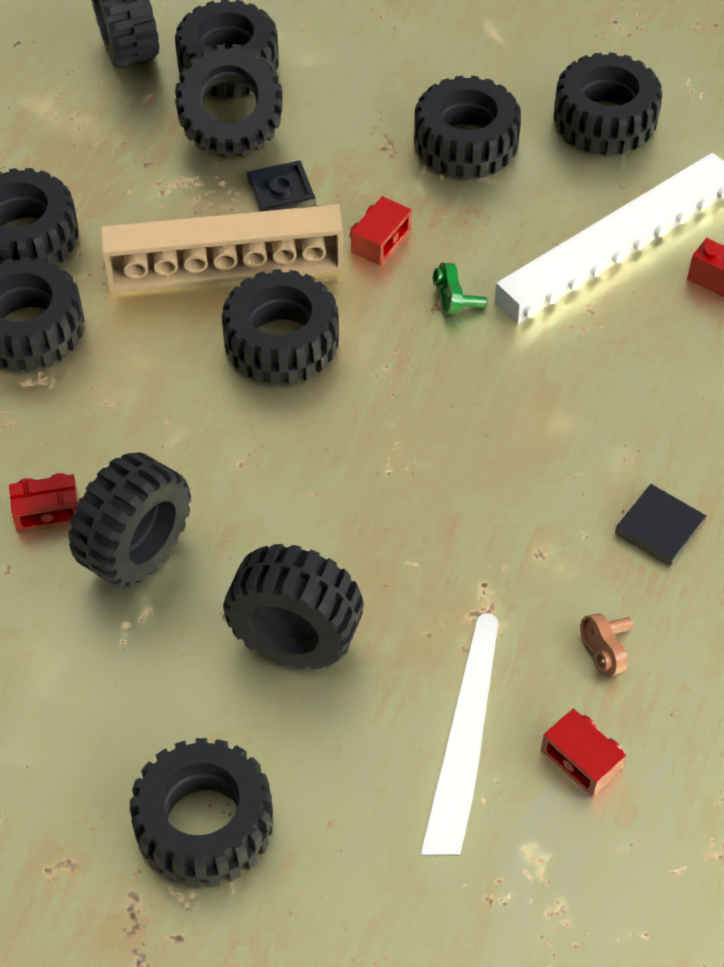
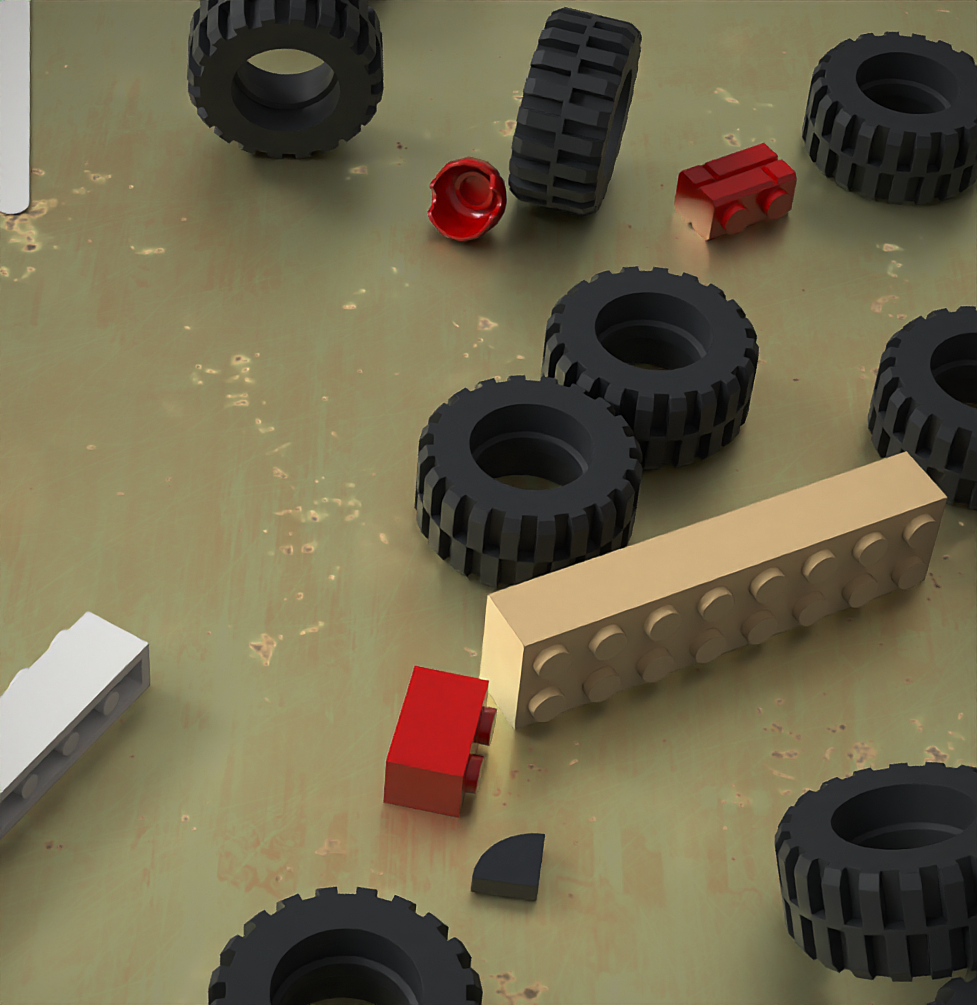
camera: 155 degrees right, 10 degrees down
(174, 346) = (665, 324): none -> black tyre
(212, 528) = (467, 199): none -> red hair
(281, 187) = (699, 813): black tile -> none
(370, 184) = (510, 867): none -> black tile
(450, 291) = (260, 663): green piece -> none

